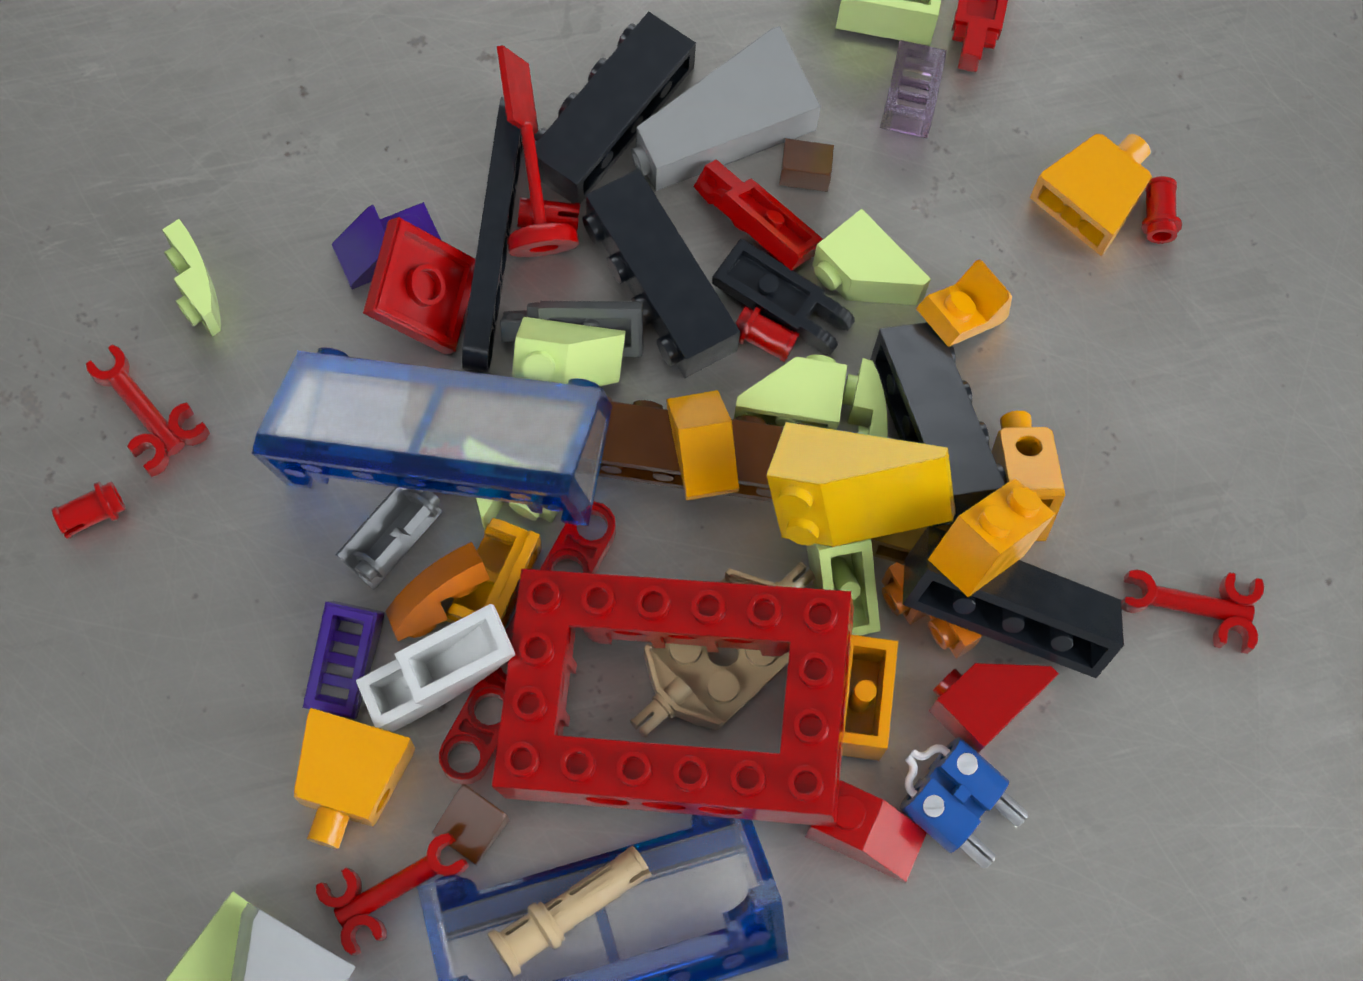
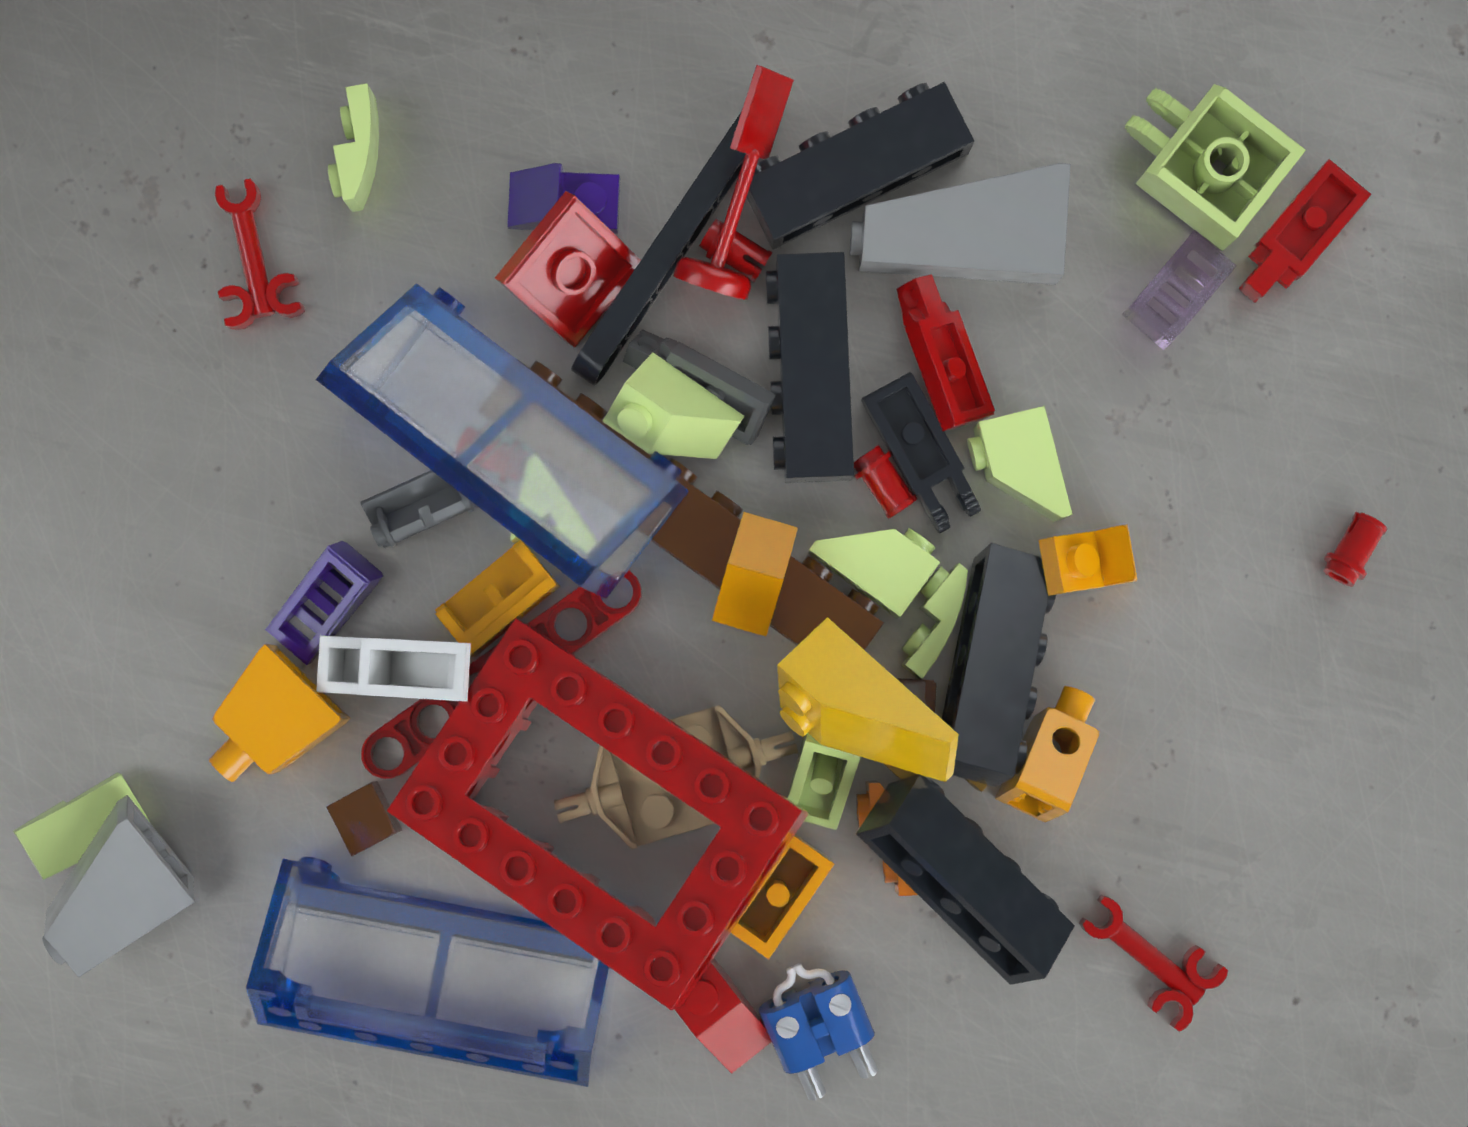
camera: 30 degrees right, 15 degrees up
(89, 509) = (155, 337): red pin -> none
(354, 907) = (225, 842): red bar -> none
(418, 605) = (448, 579): orange slope -> none
(548, 922) = (384, 948): tan pin -> none
(806, 165) = (1024, 319): reddish brown slope -> none
(987, 699) = (897, 952): red slope -> none
(991, 536) = (969, 822): light orange brick -> none
(1095, 188) = (1302, 495): light orange torso -> none

